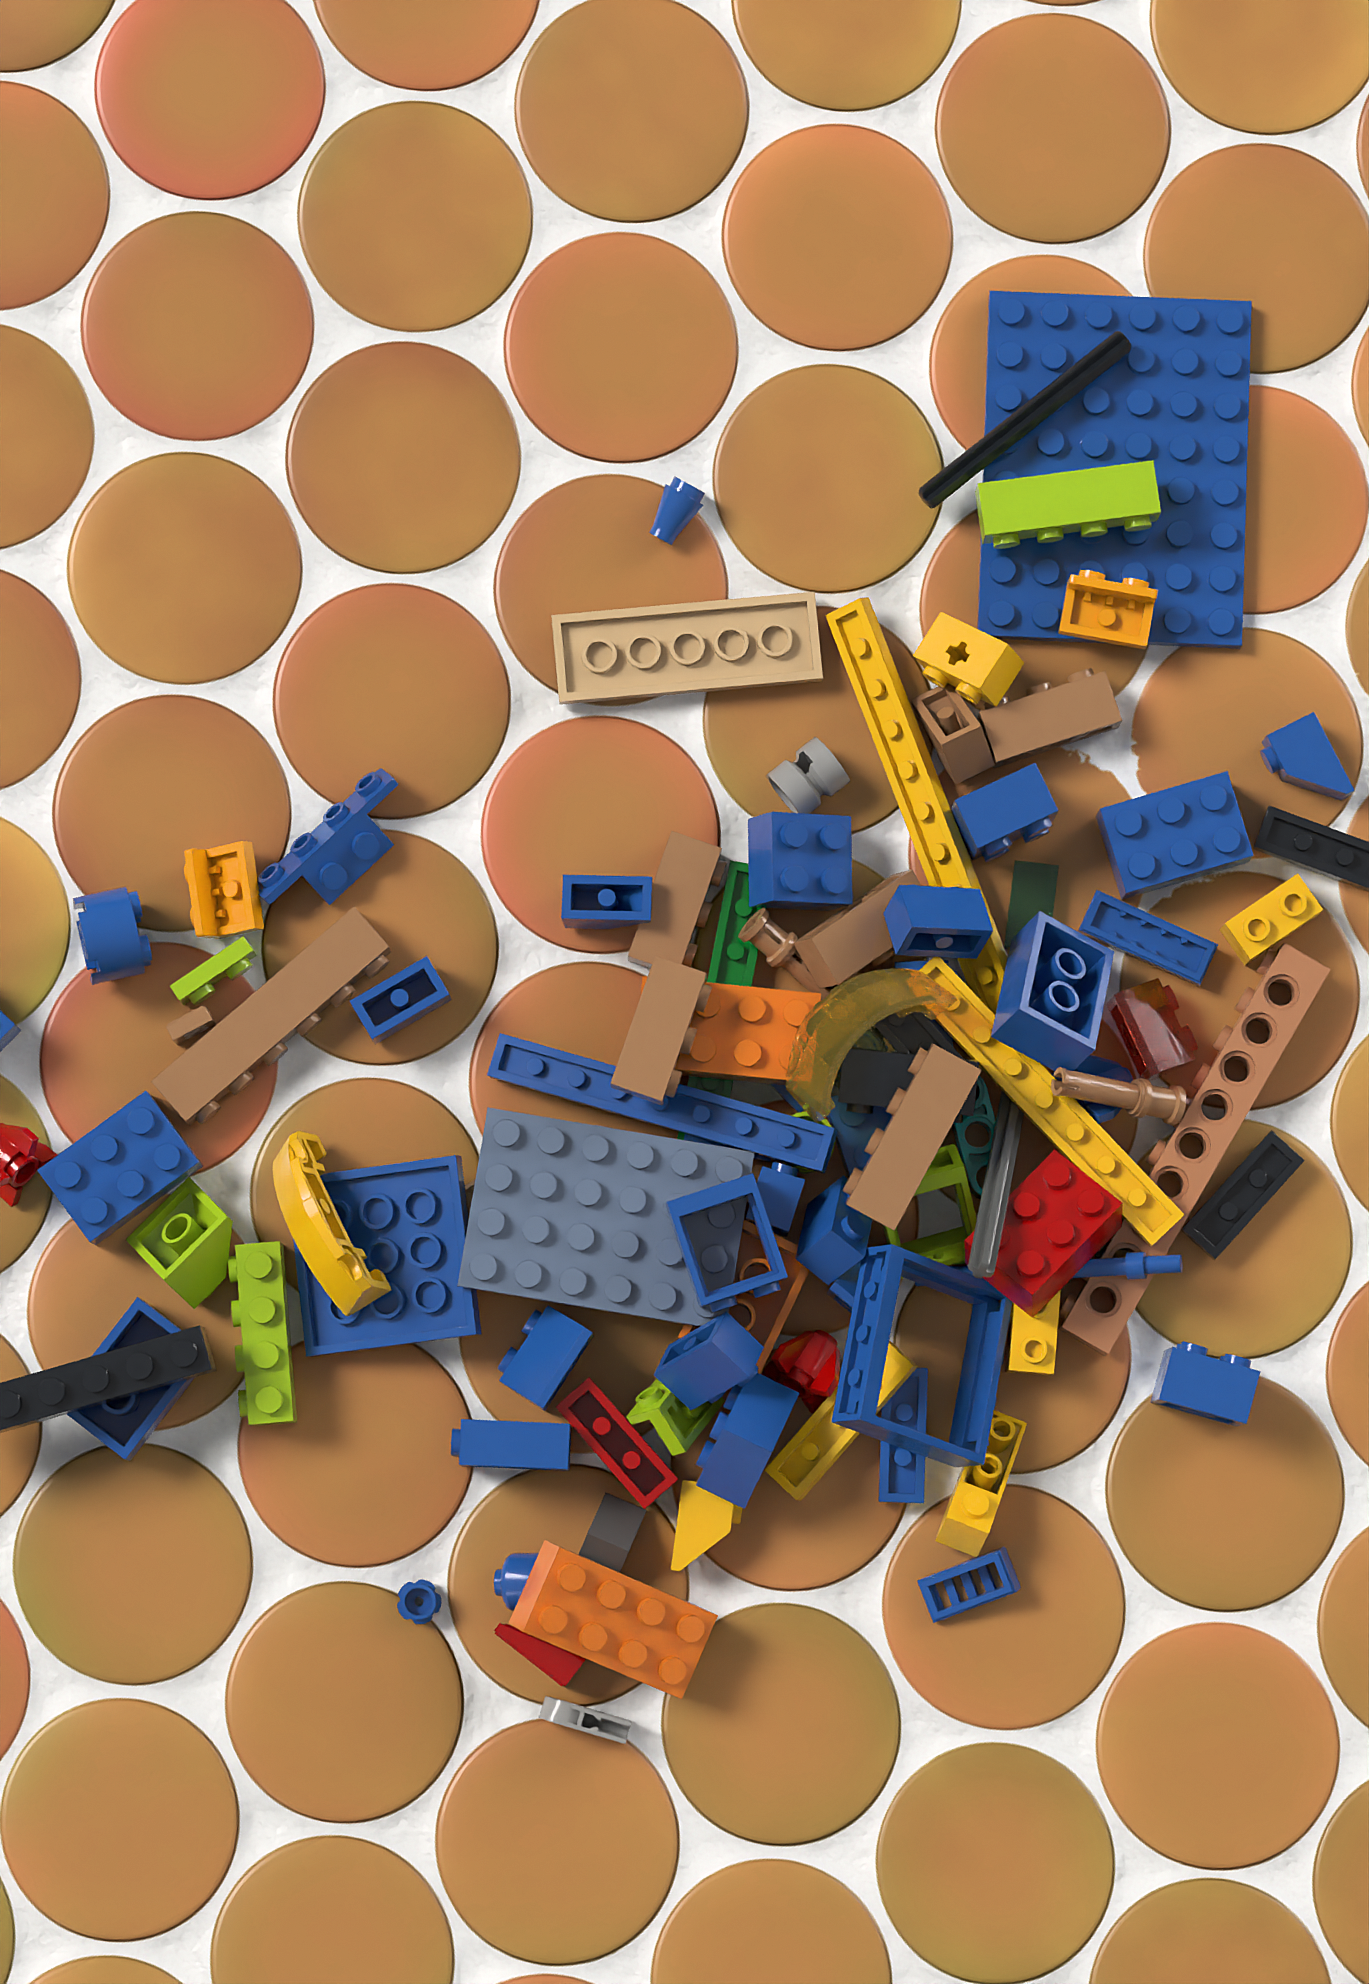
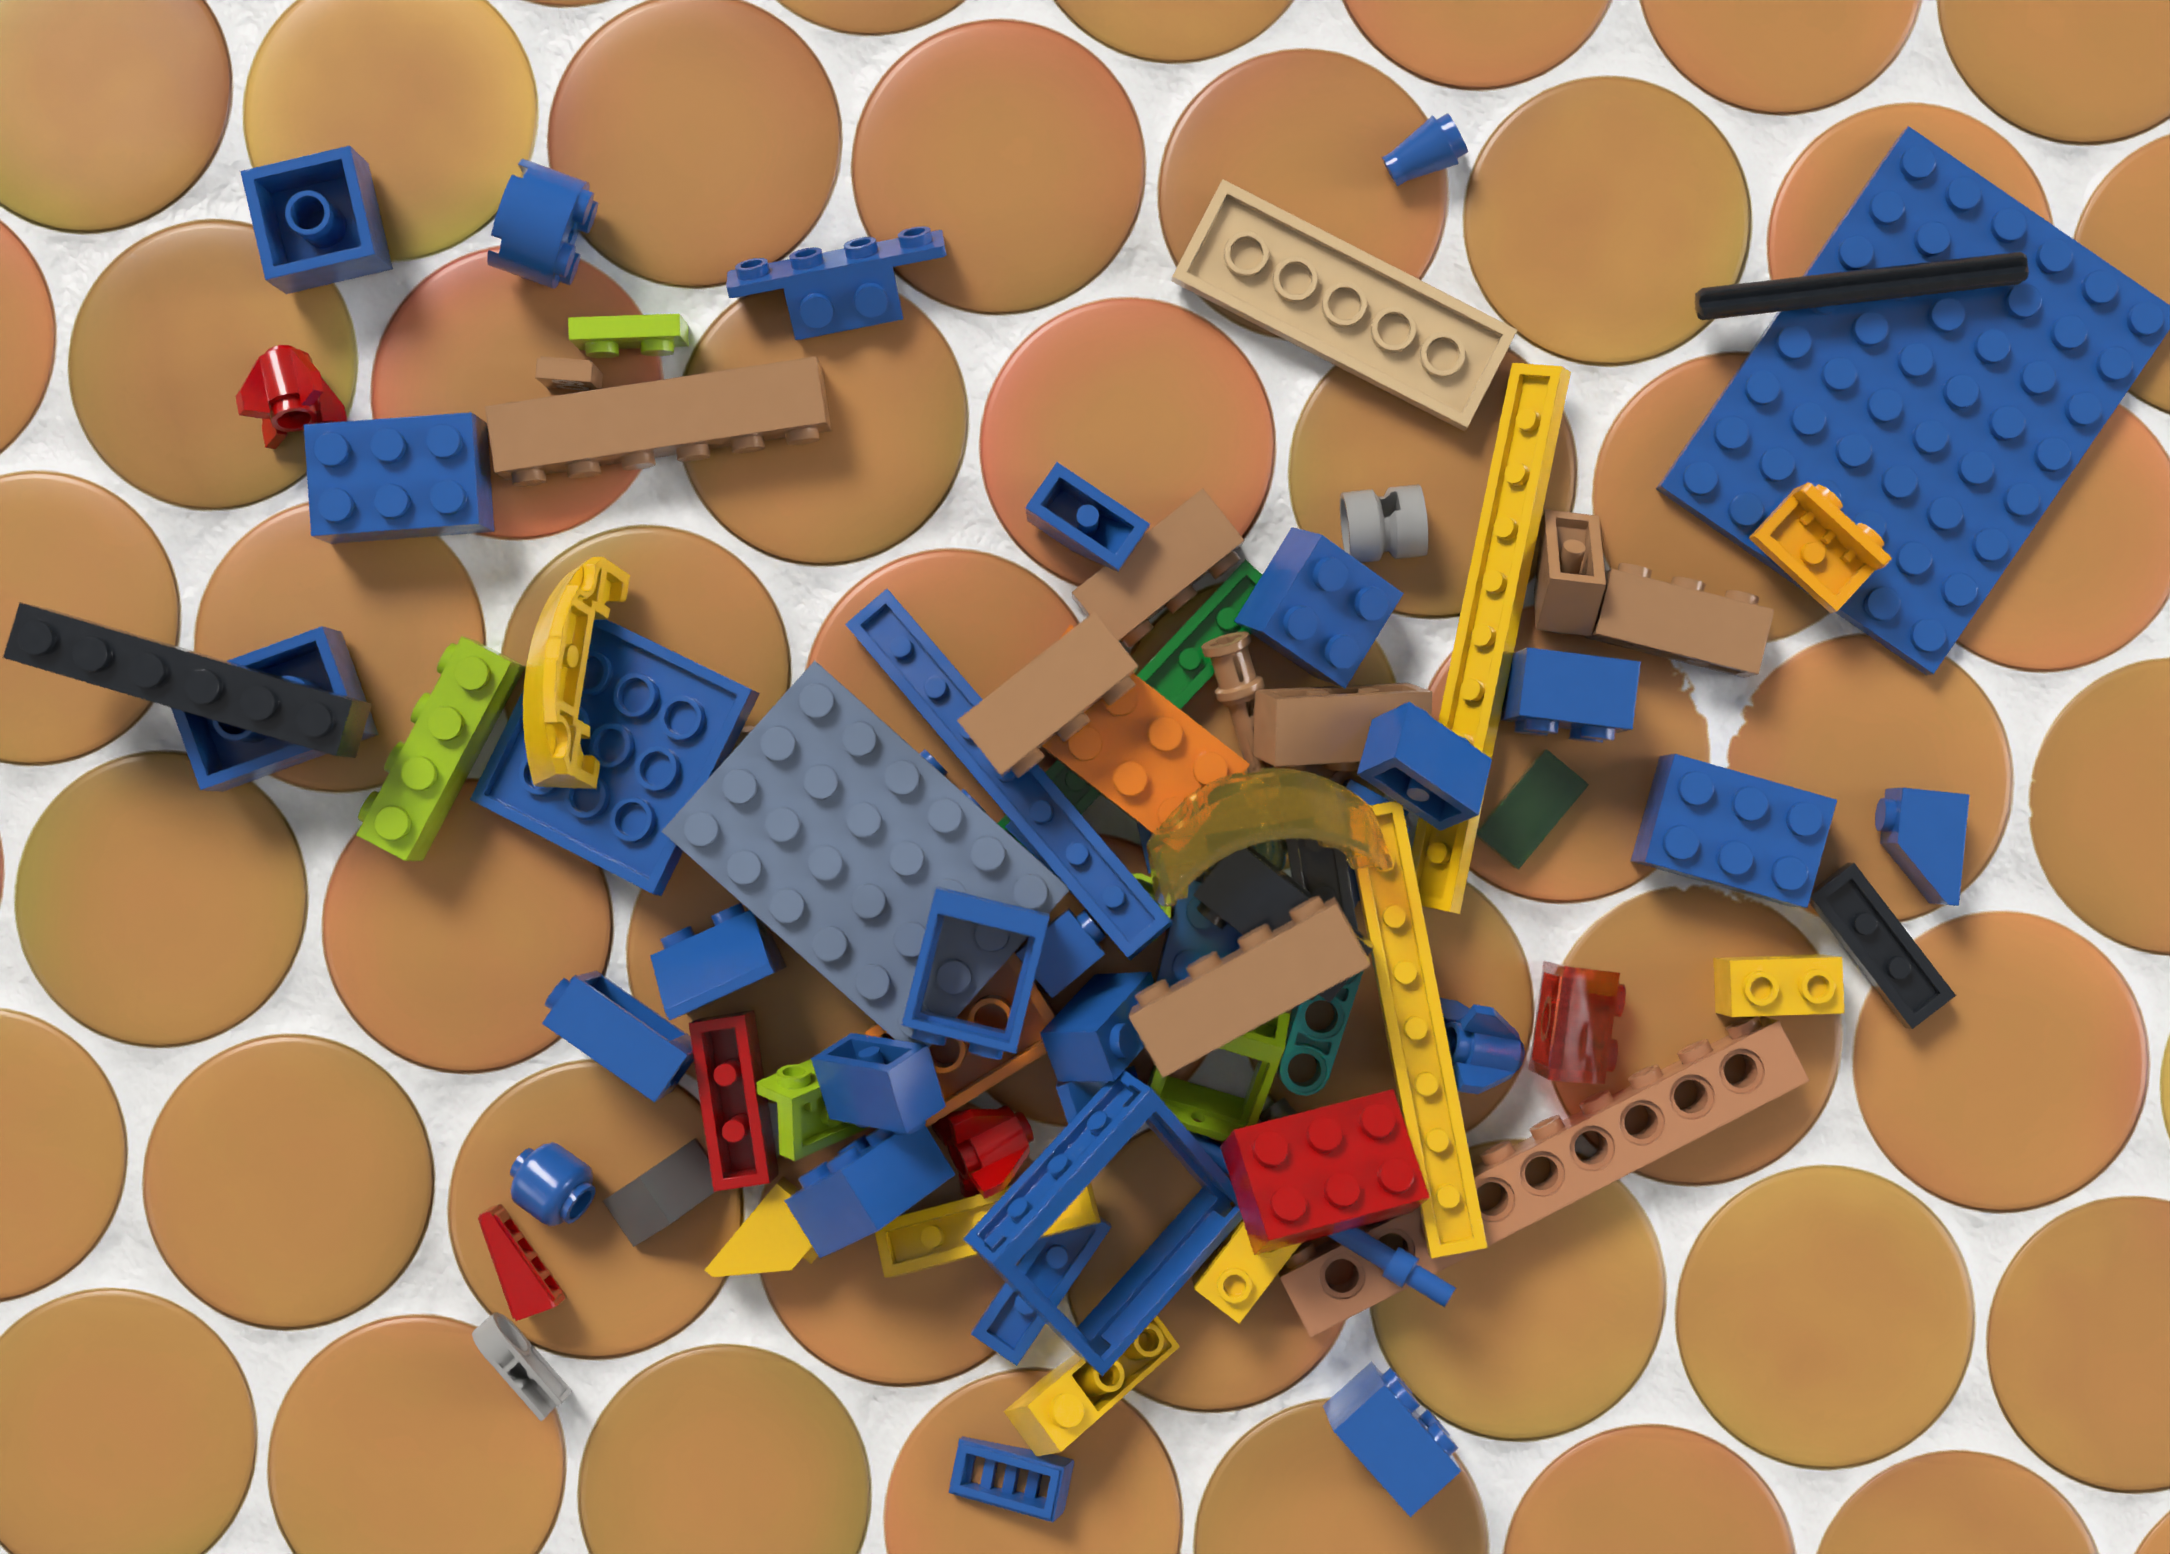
camera: 30 degrees right, 5 degrees up
(186, 1242) = (416, 602): lime slope -> none
(223, 890) = (692, 253): light orange bracket -> none
(400, 1000) = (802, 487): blue brick -> none
(407, 1606) = (413, 1129): blue plate -> none
(613, 1619) = (607, 1285): orange brick -> none
(968, 660) = (1635, 505): yellow brick -> none
(996, 1188) = (1301, 1097): dark grey axle -> none
(1052, 993) = (1497, 922): blue brick -> none
(1068, 503) = (1852, 404): lime brick -> none
(1137, 1097) = (1515, 1087): medium nougat pin -> none
(1147, 938) = (1634, 920): blue plate -> none
(1242, 1195) = (1560, 1255): black plate -> none

